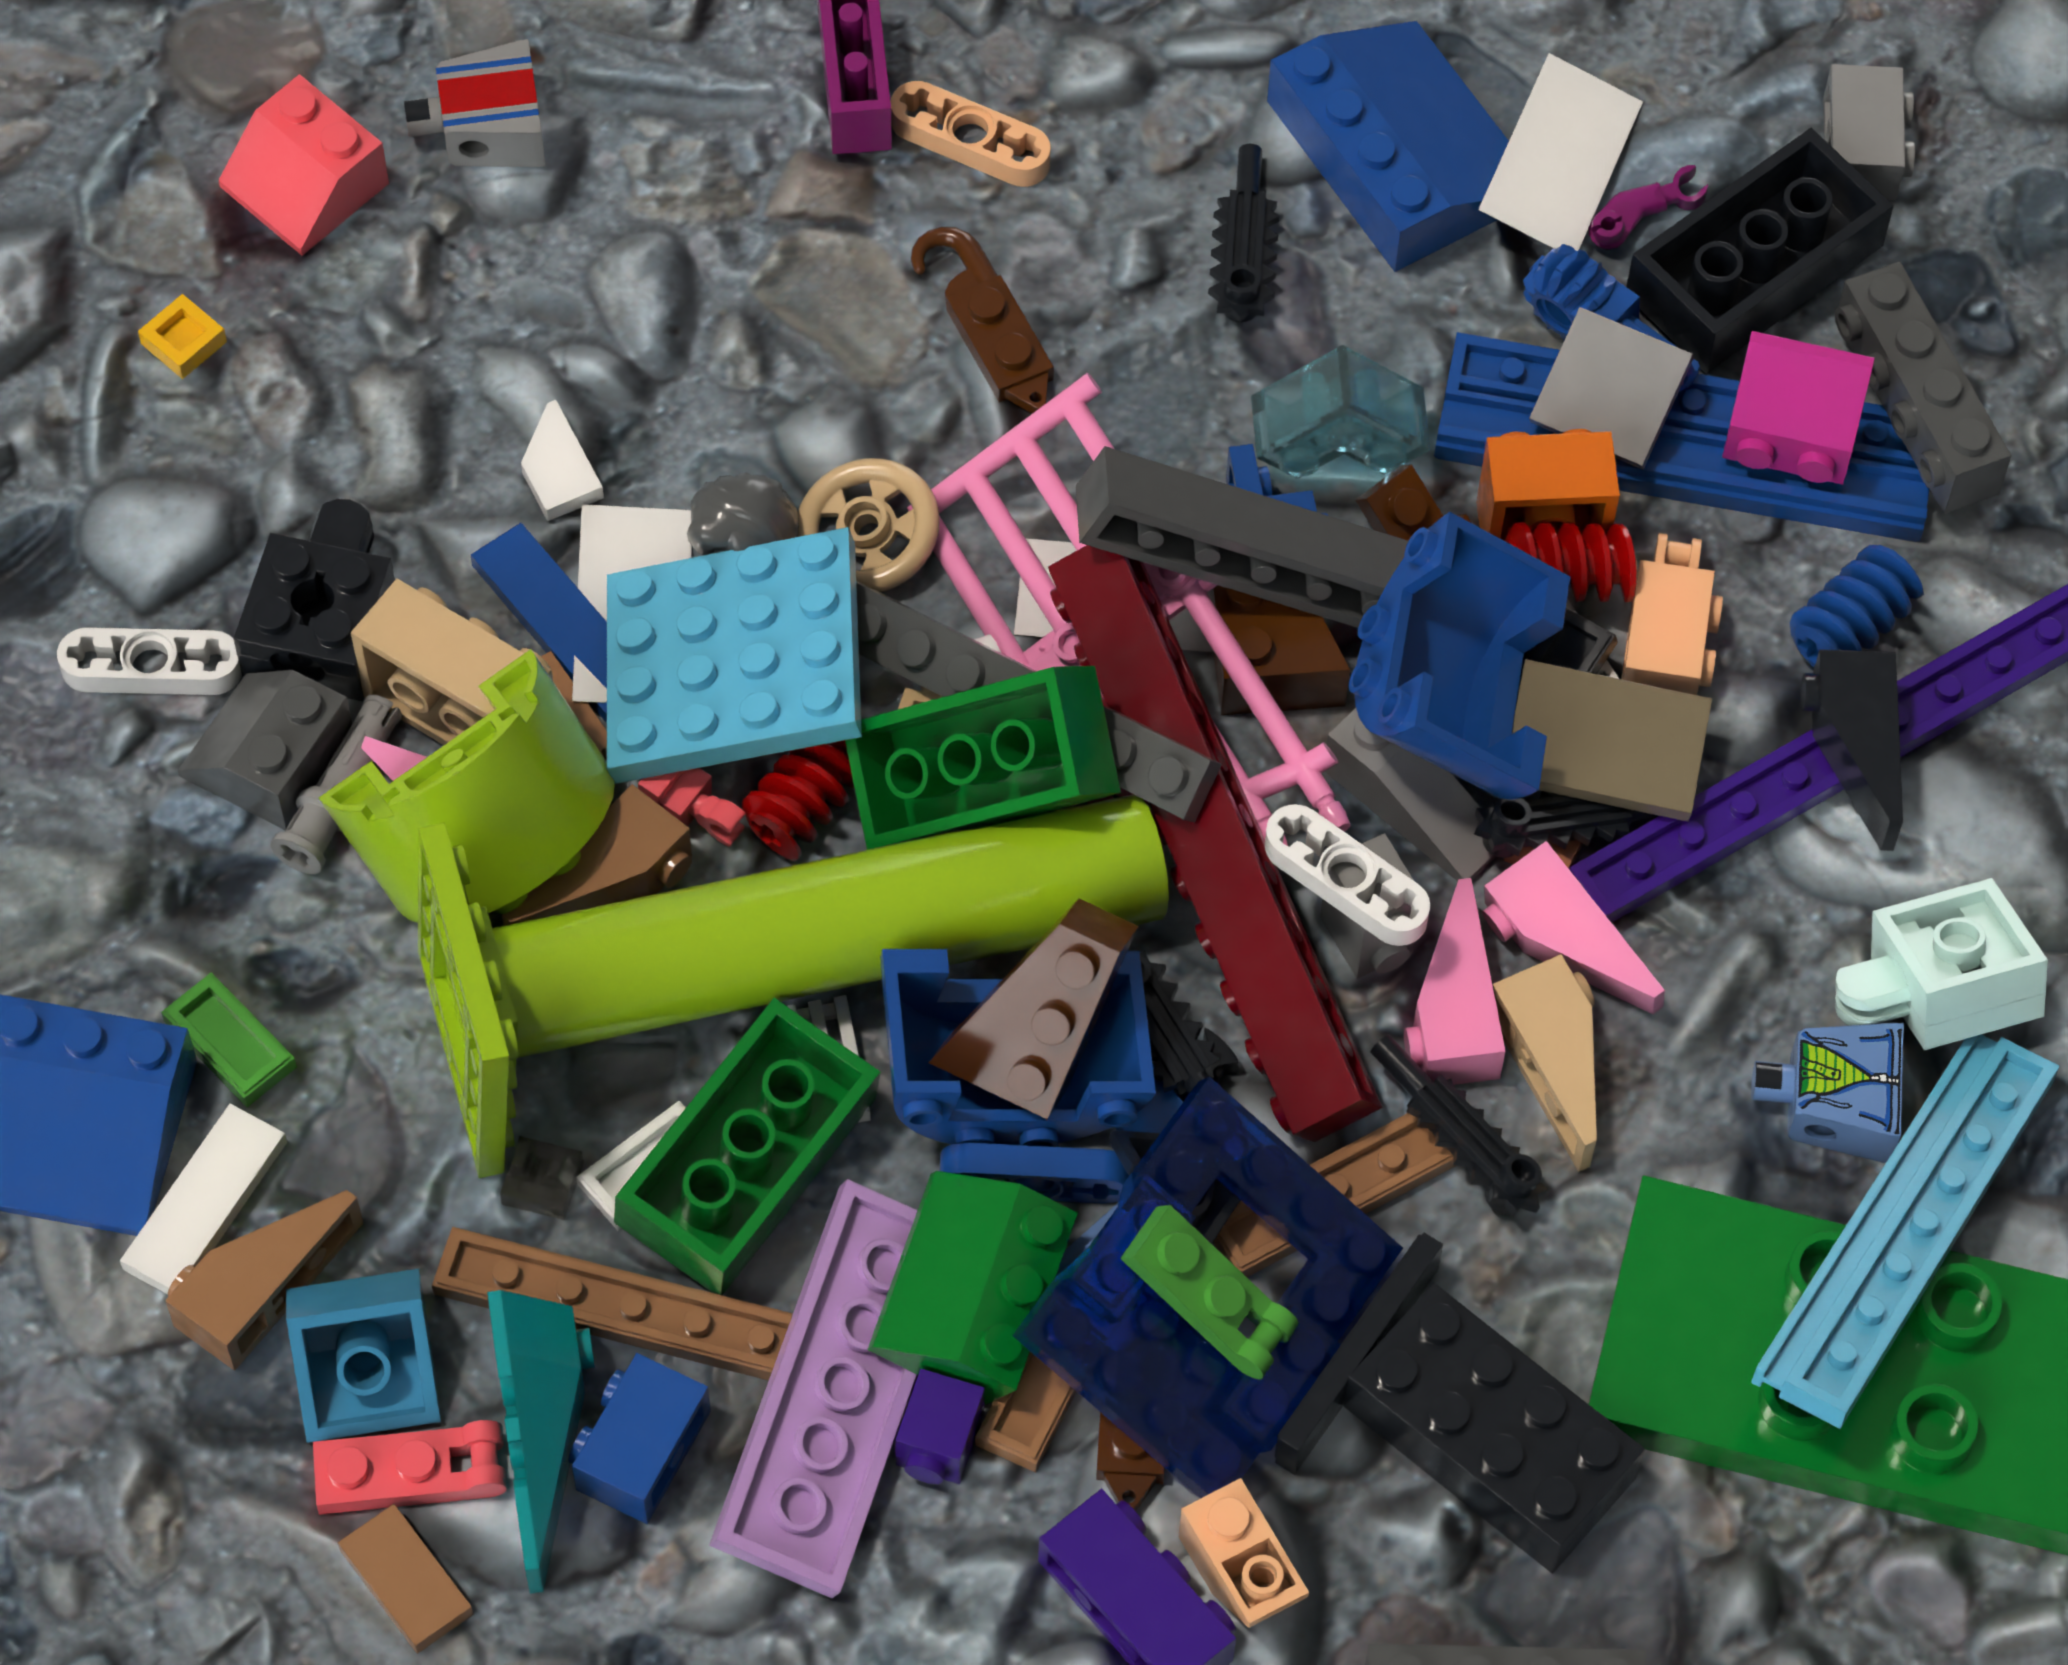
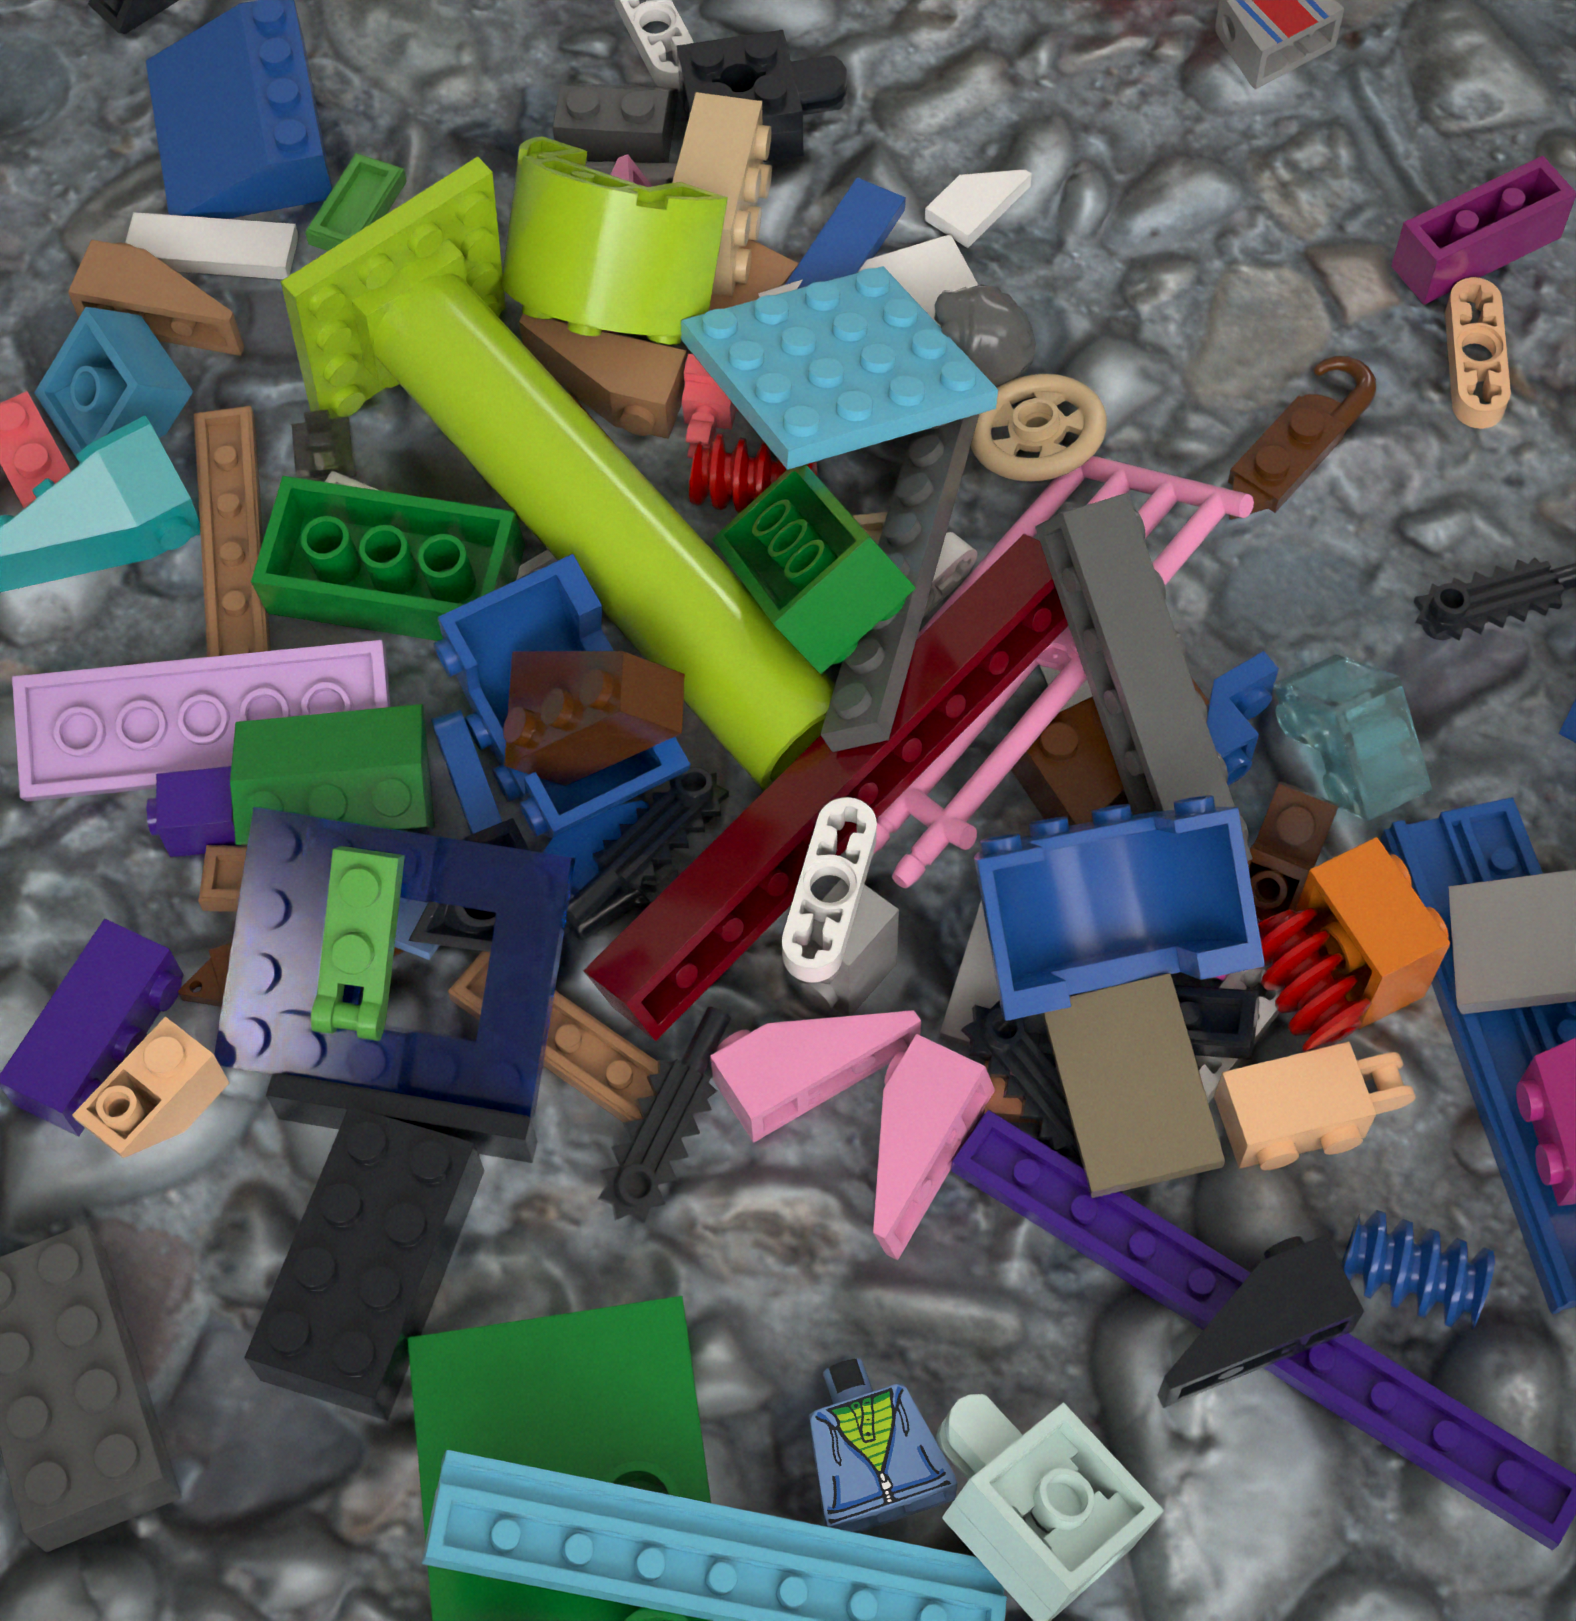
camera: 70 degrees right, 0 degrees up
(639, 1437) = (107, 602): blue brick -> none
(1550, 1036) = (793, 1171): tan slope -> none

